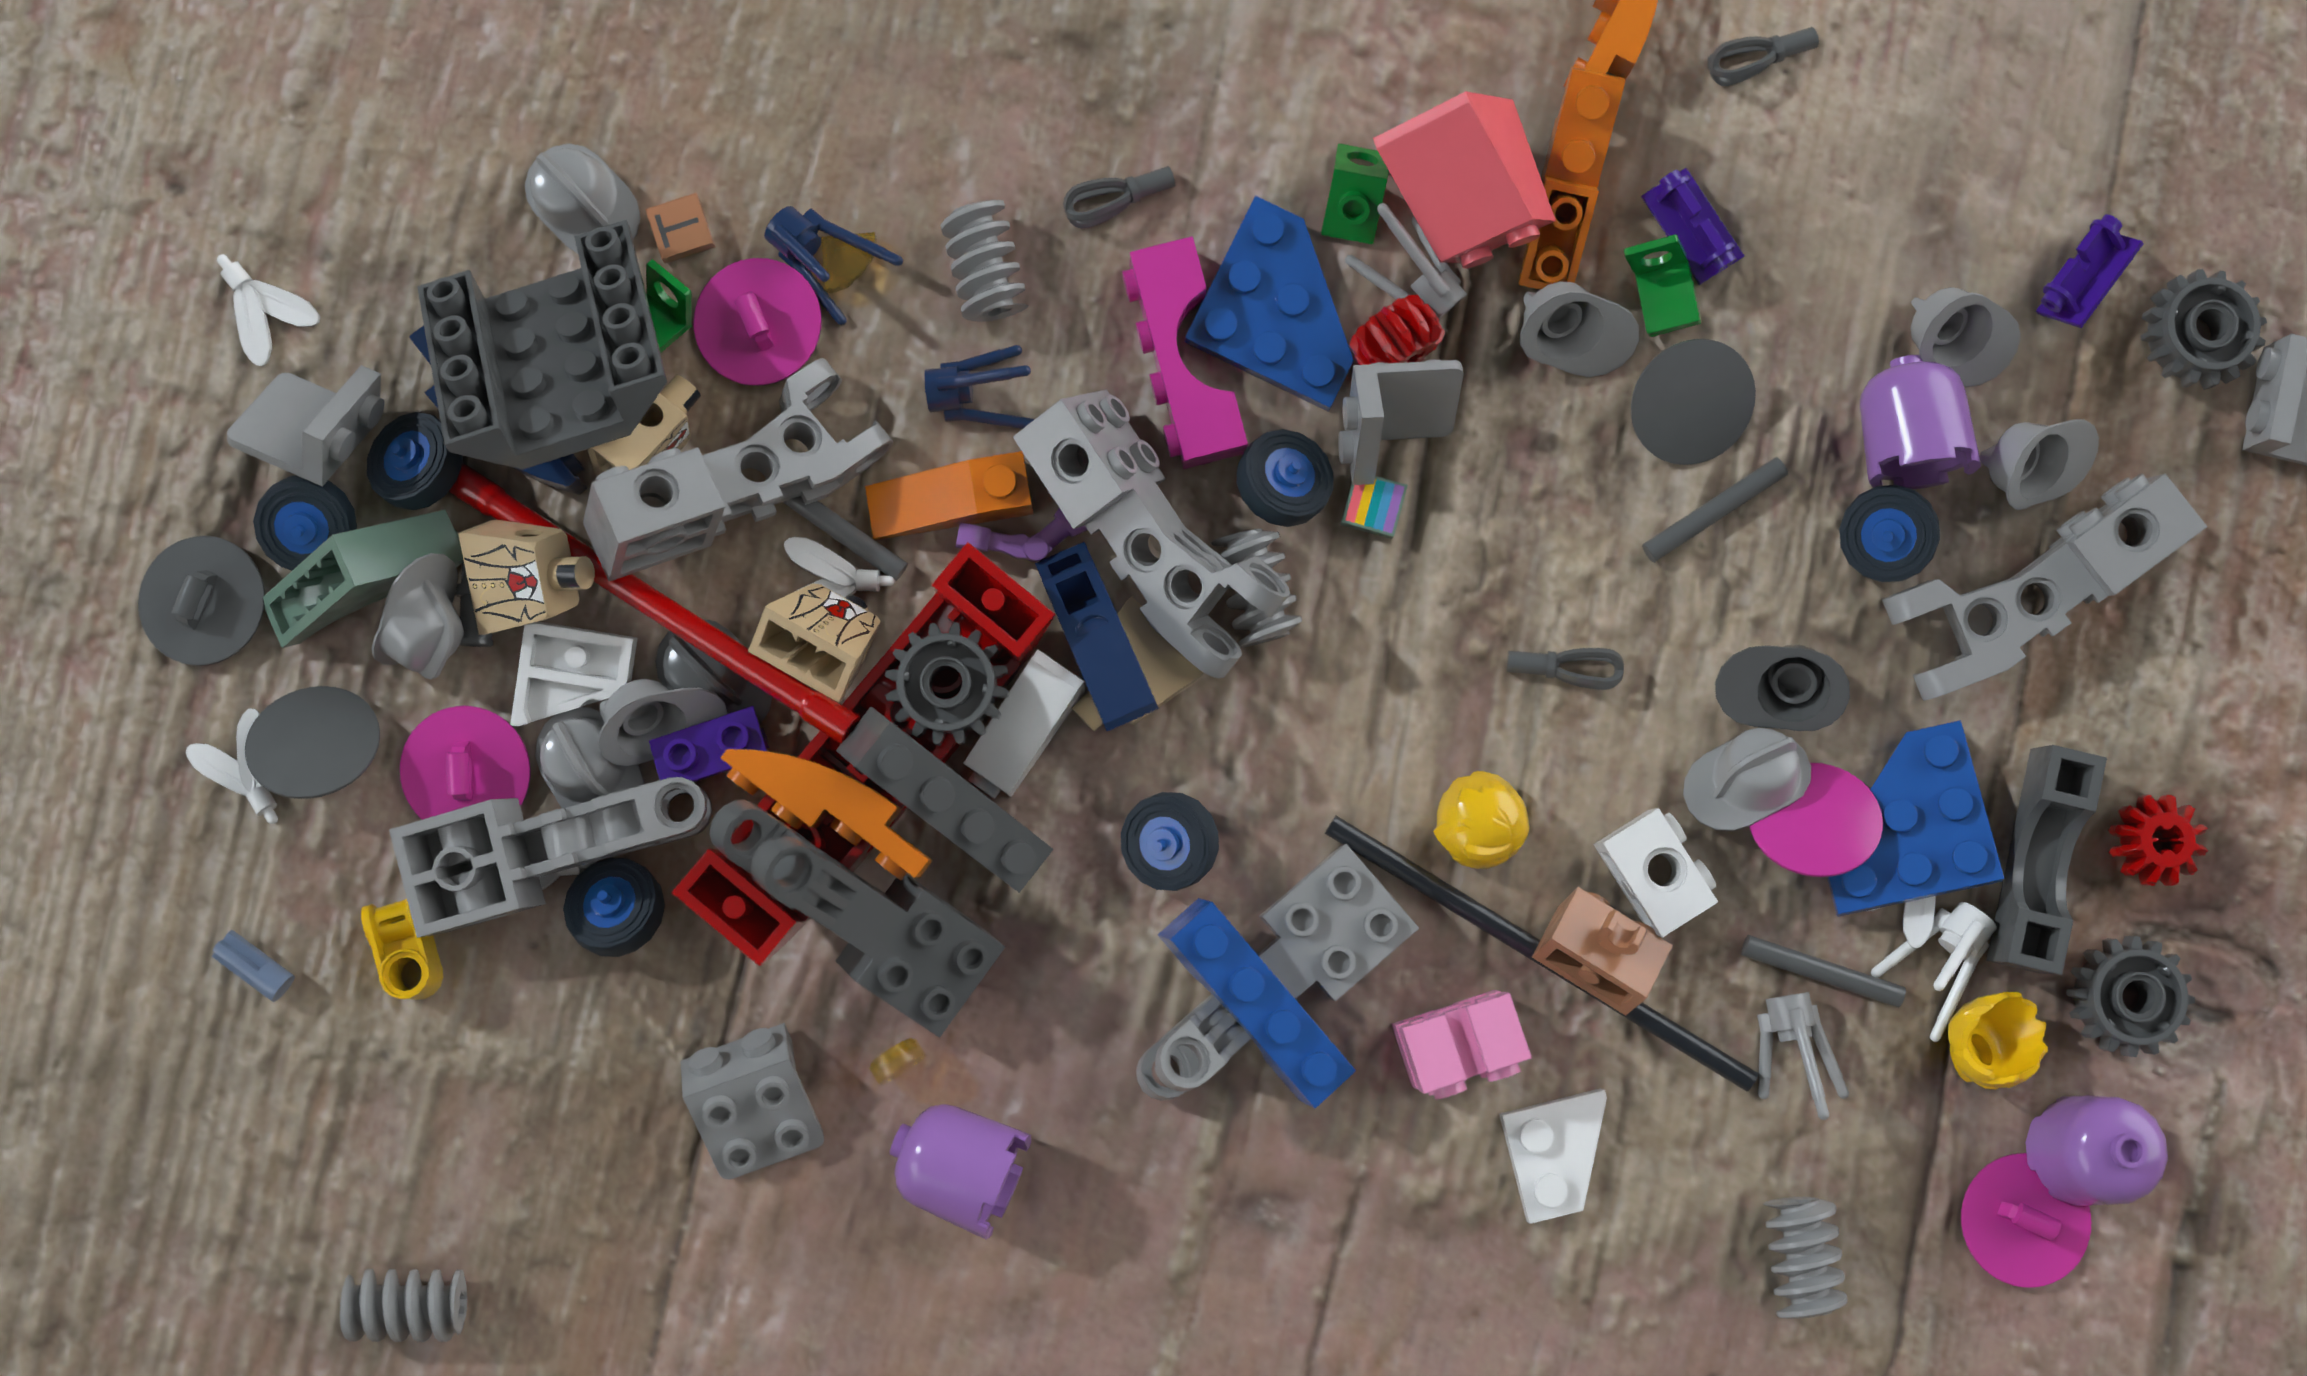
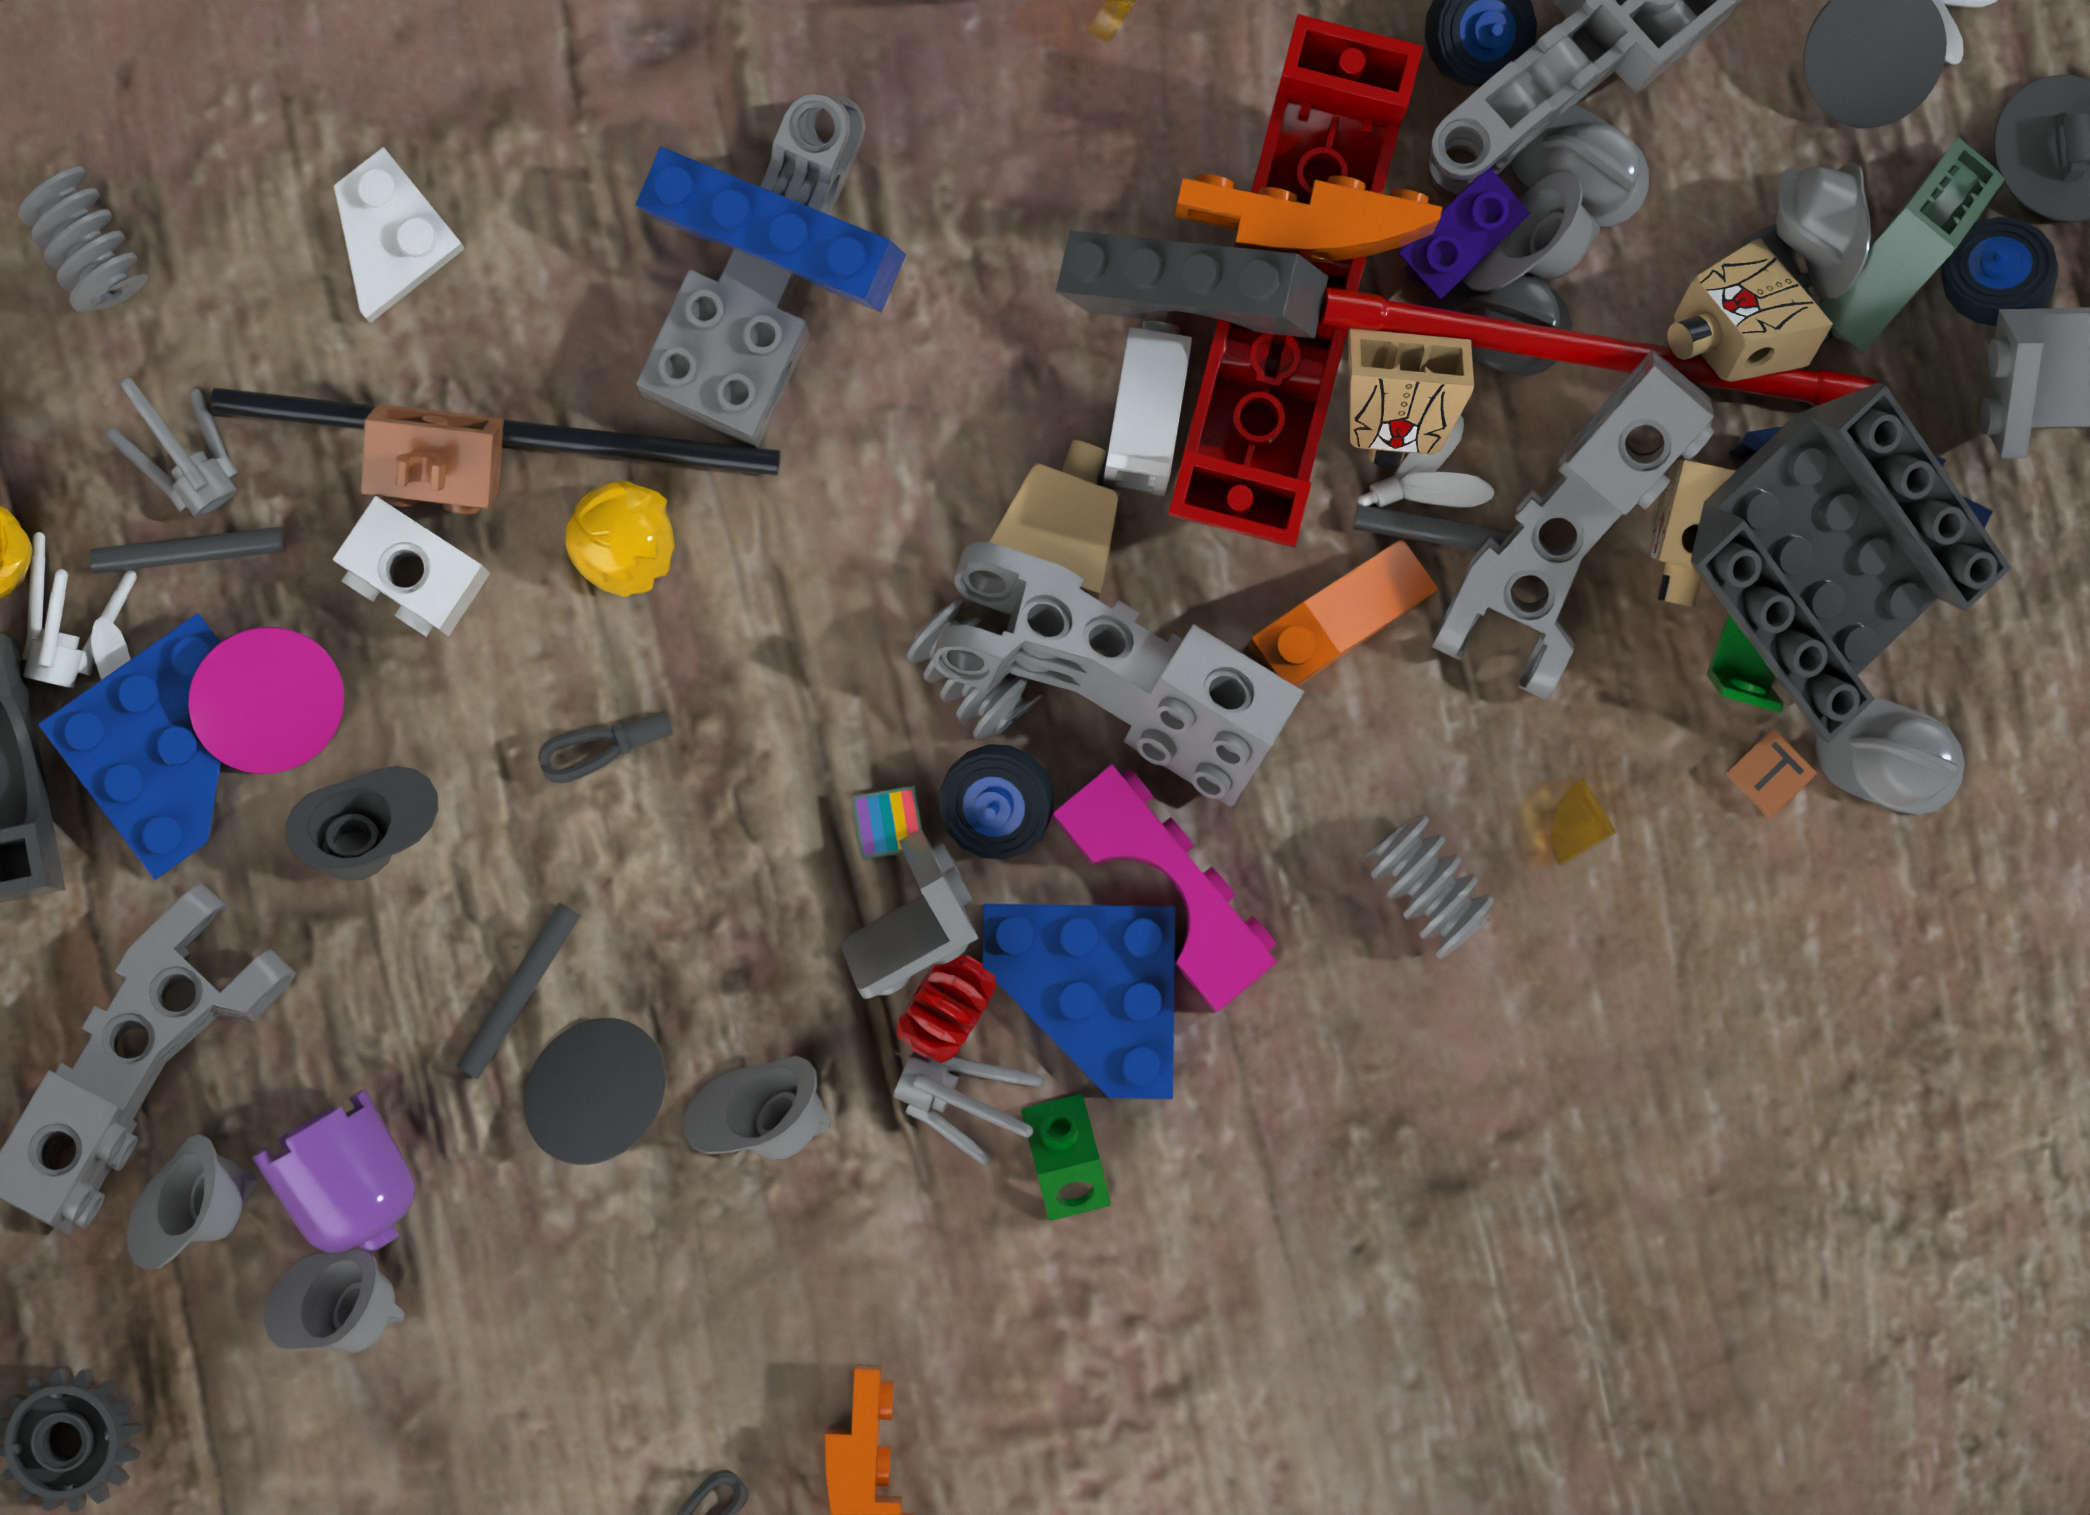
camera: 155 degrees right, 0 degrees up
(411, 462) = (1928, 381): black wheel -> none
(462, 760) = (1710, 106): dark pink shield -> none
(568, 669) = (1649, 251): white wing -> none
(757, 321) = (1639, 712): dark pink shield -> none
(798, 242) = (1638, 813): dark blue plant -> none
(901, 941) = (1168, 115): dark grey brick -> none
(925, 661) = (1246, 362): dark grey gear -> none
(952, 387) = (1397, 733): dark blue plant -> none
(1019, 545) = (1244, 600): medium lavender piece -> none
(1096, 636) = (1118, 527): dark blue slope -> none
(1133, 188) = (1307, 1045): dark grey piece -> none
(1169, 841) = (939, 361): black wheel -> none
(1461, 1042) = (539, 288): bright pink brick -> none
(1468, 177) = (947, 1213): coral slope -> none
(1573, 176) = (837, 1273): orange slope -> none
(1664, 286) = (679, 1204): green bracket -> none
(1685, 211) = (680, 1293): dark purple hinge -> none
(1746, 779) = (356, 712): light grey piece -> none
(1889, 533) = (318, 1047): black wheel -> none
(2090, 275) = (219, 1441): dark purple hinge -> none

